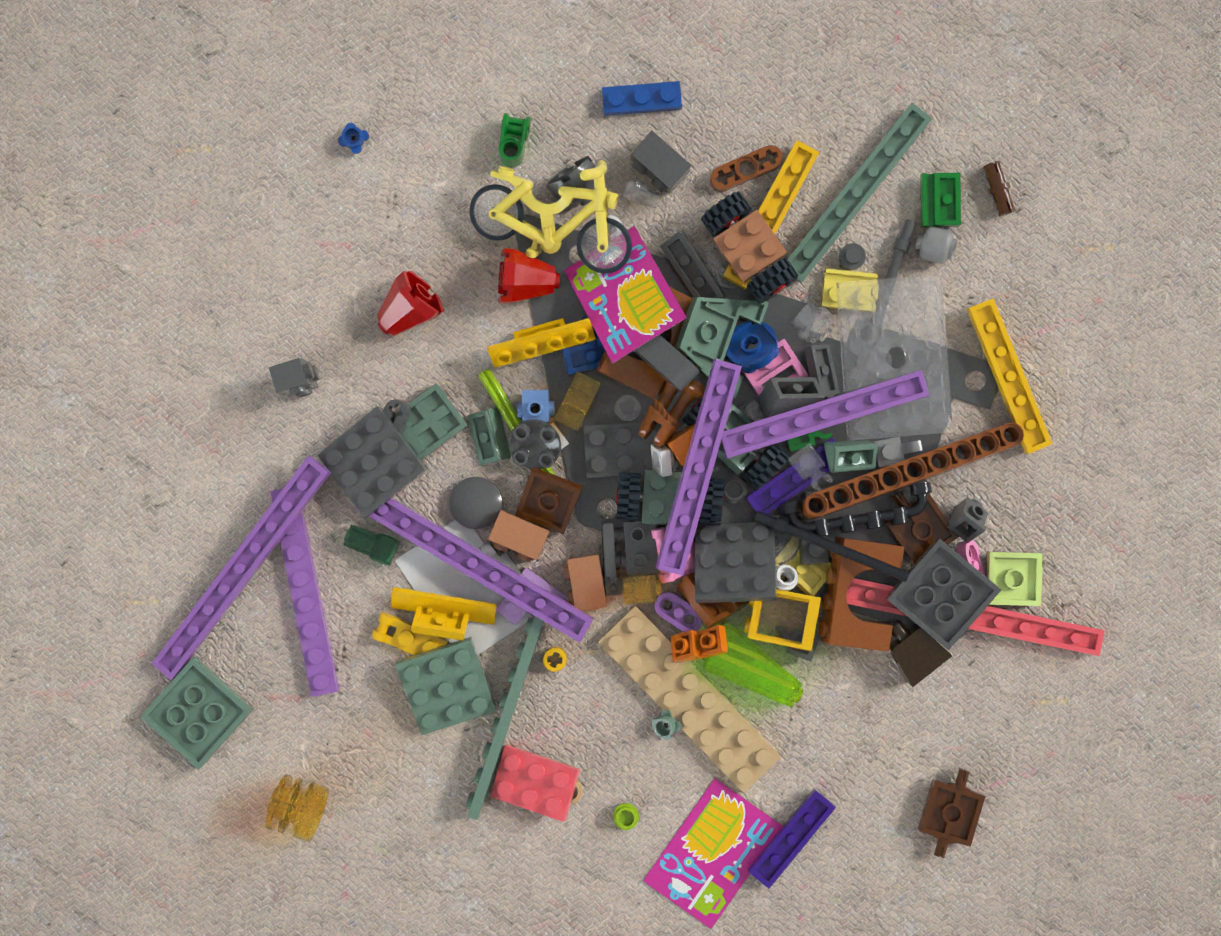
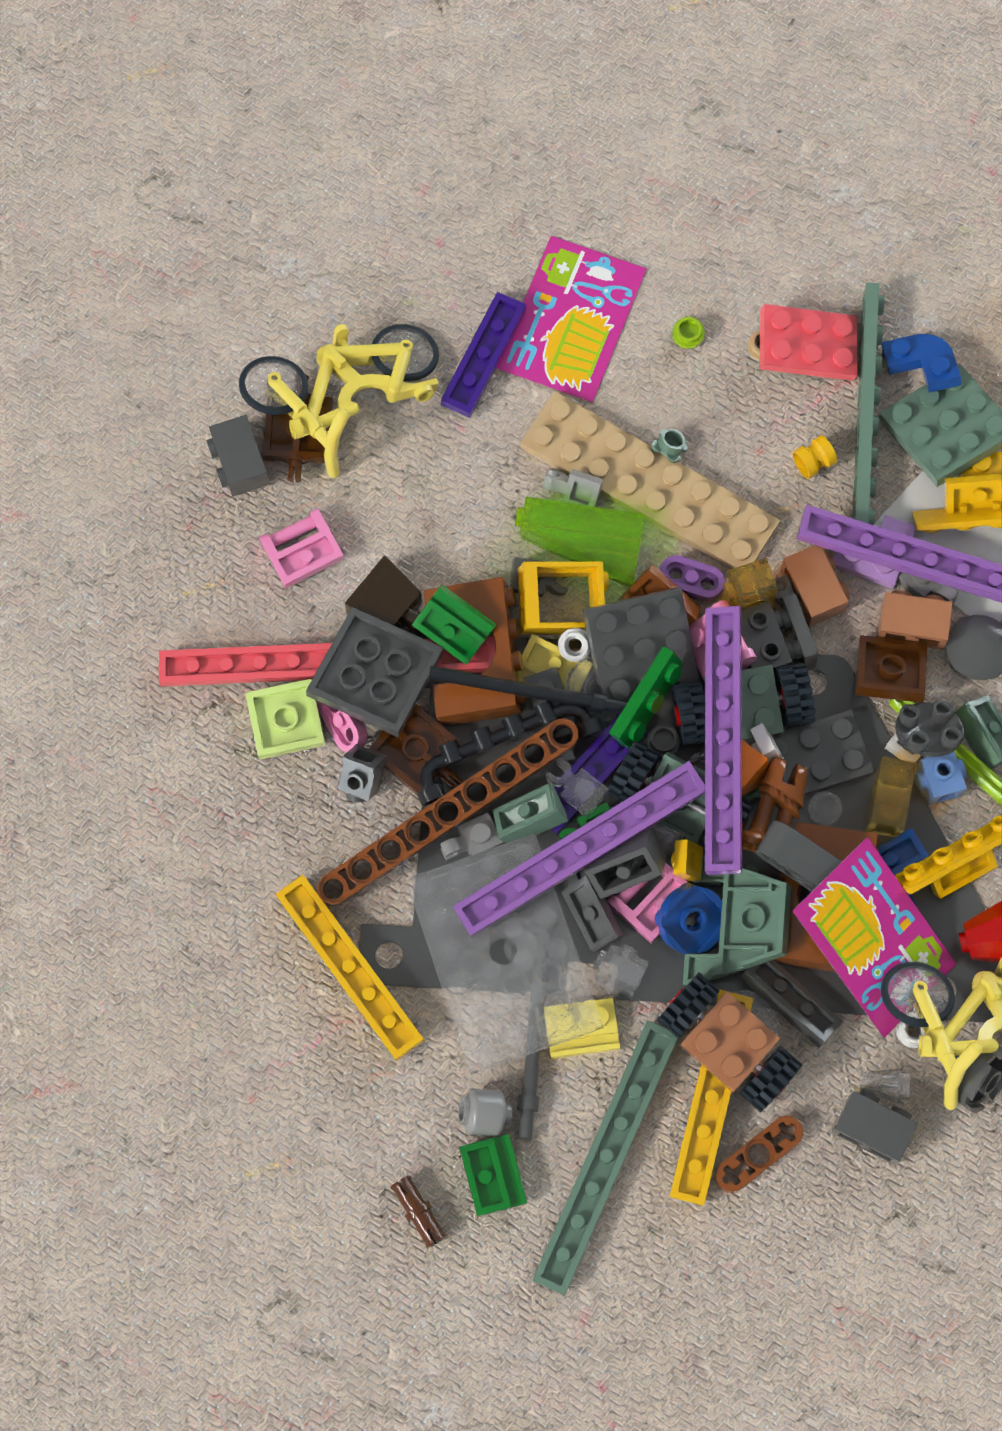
camera: 170 degrees right, 15 degrees down
(445, 750) = (923, 352): none -> blue plate
(557, 686) = (814, 457): none -> yellow wheel
(560, 665) = (831, 479): yellow bush -> none
(641, 98) = (922, 1214): blue plate -> none
(699, 644) = (658, 542): orange slope -> none
(743, 518) = (647, 698): none -> green plate
(745, 389) = (687, 860): none -> yellow plate
(747, 707) = (577, 488): none -> light grey plate
(852, 256) = (589, 1072): dark grey plate -> none
(875, 615) = (454, 624): none -> green plate
(964, 847) = (280, 386): none -> light yellow piece
(967, 705) = (305, 556): none -> bright pink plate
(1005, 800) = (239, 456): none -> dark grey brick

